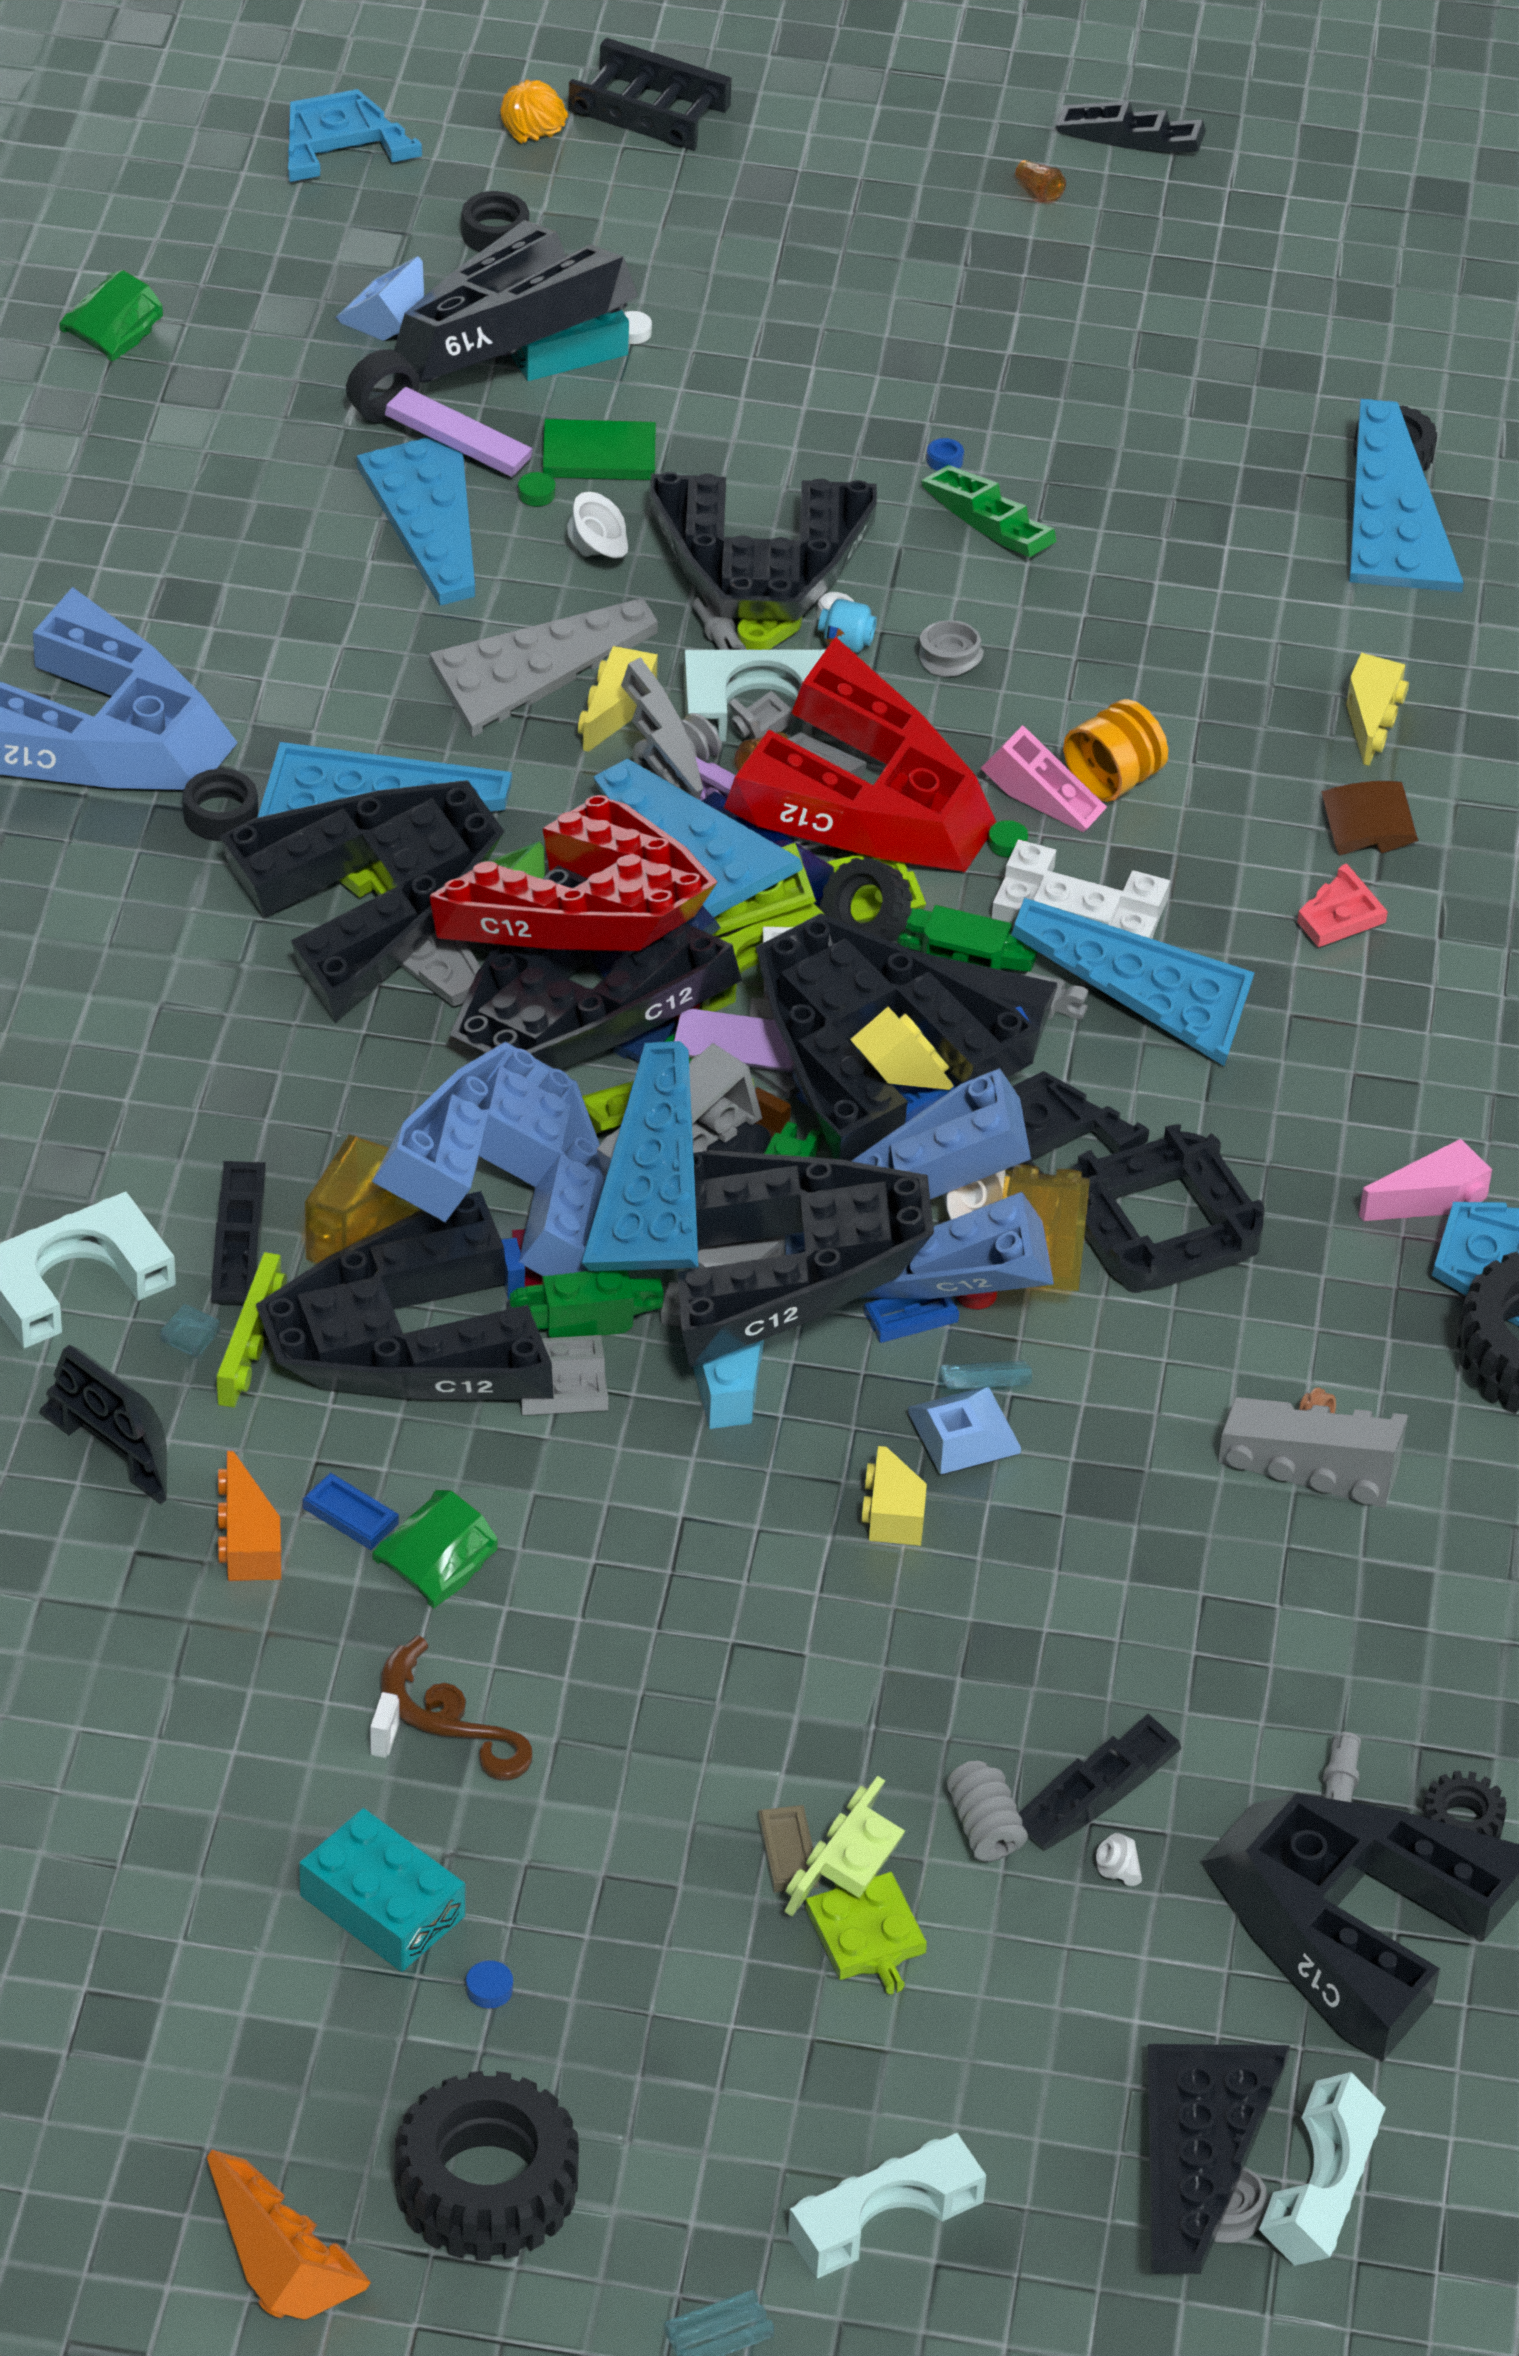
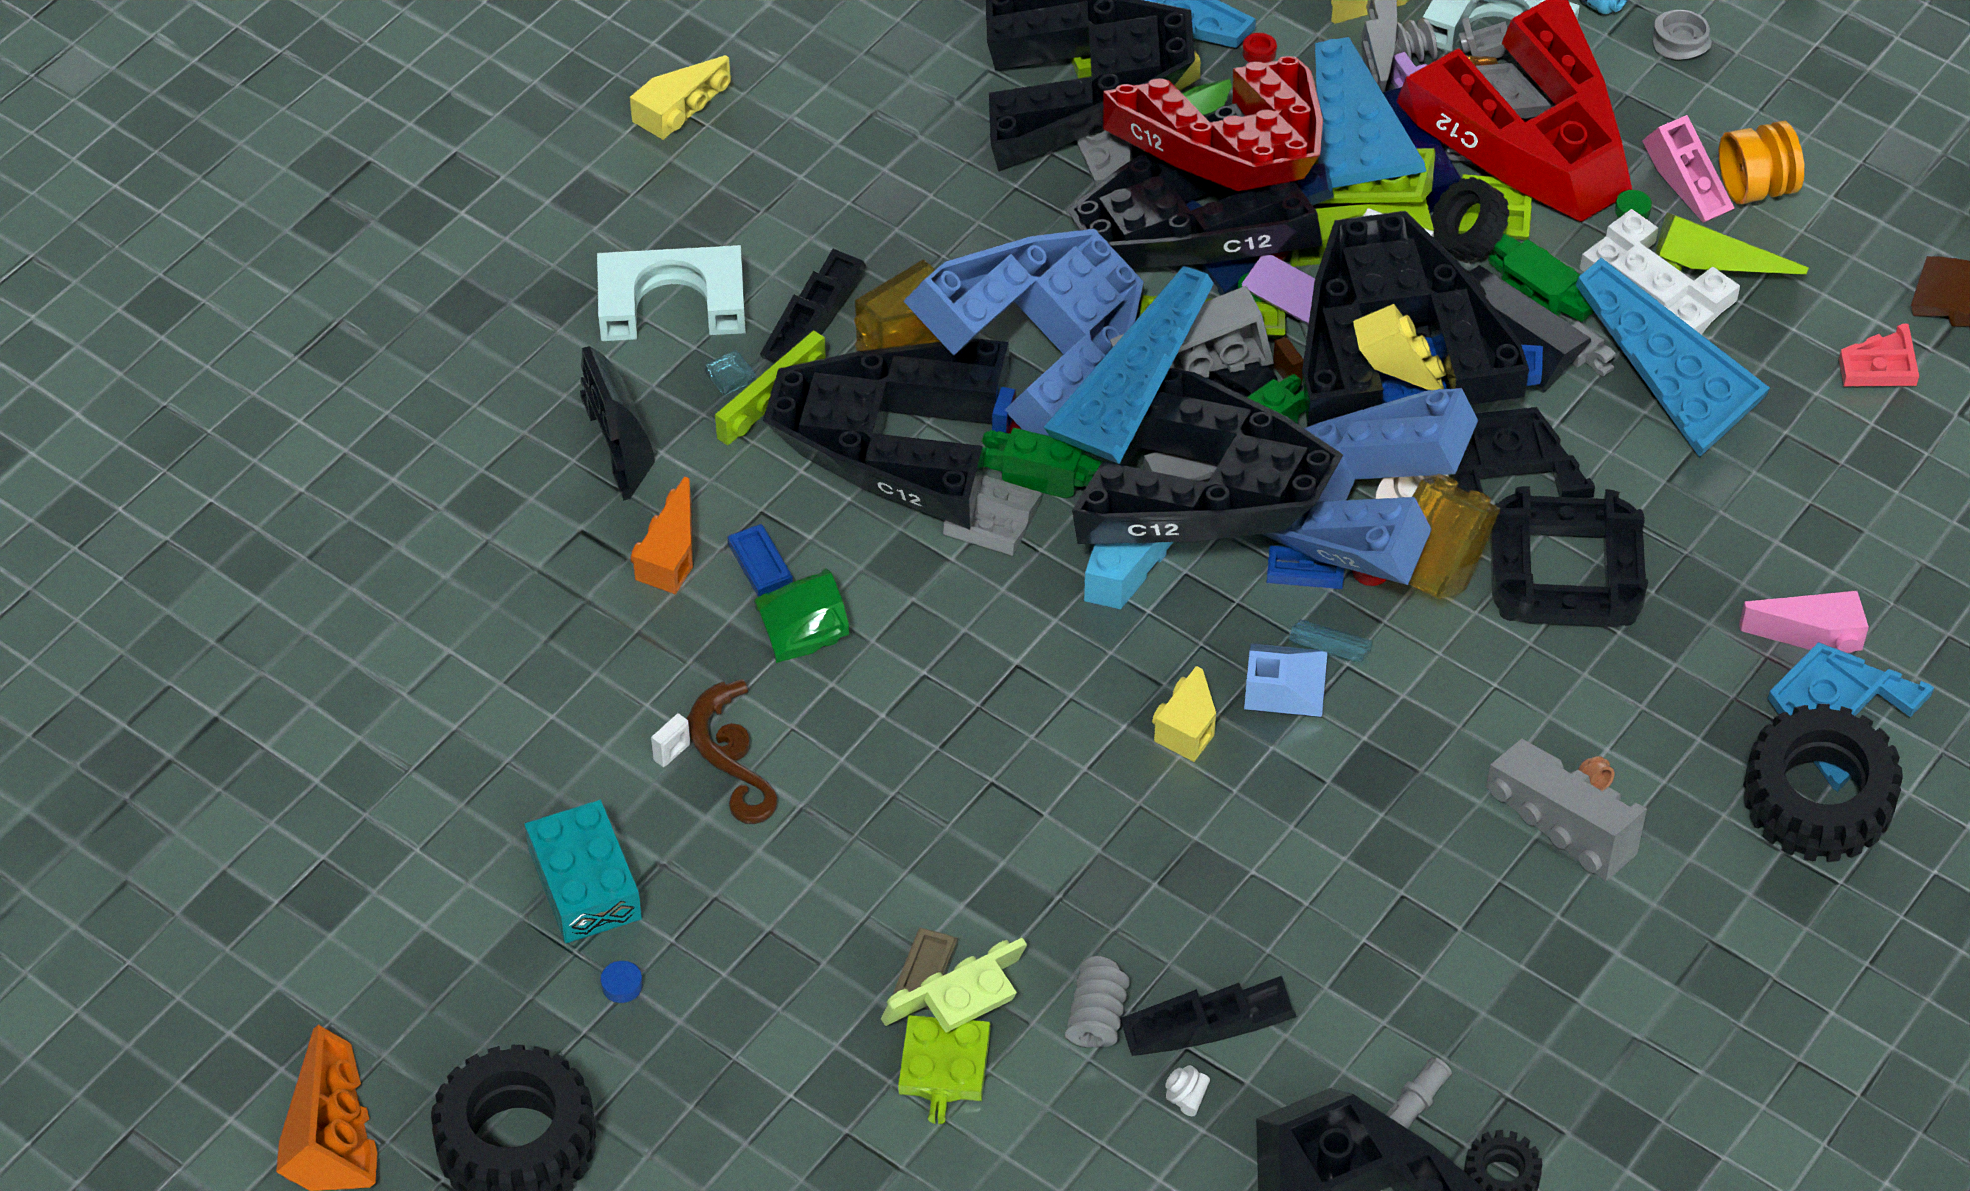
camera: 30 degrees right, 5 degrees up
(529, 803) = (1259, 48): none -> red tile
(1111, 855) = (1702, 248): none -> lime wedge

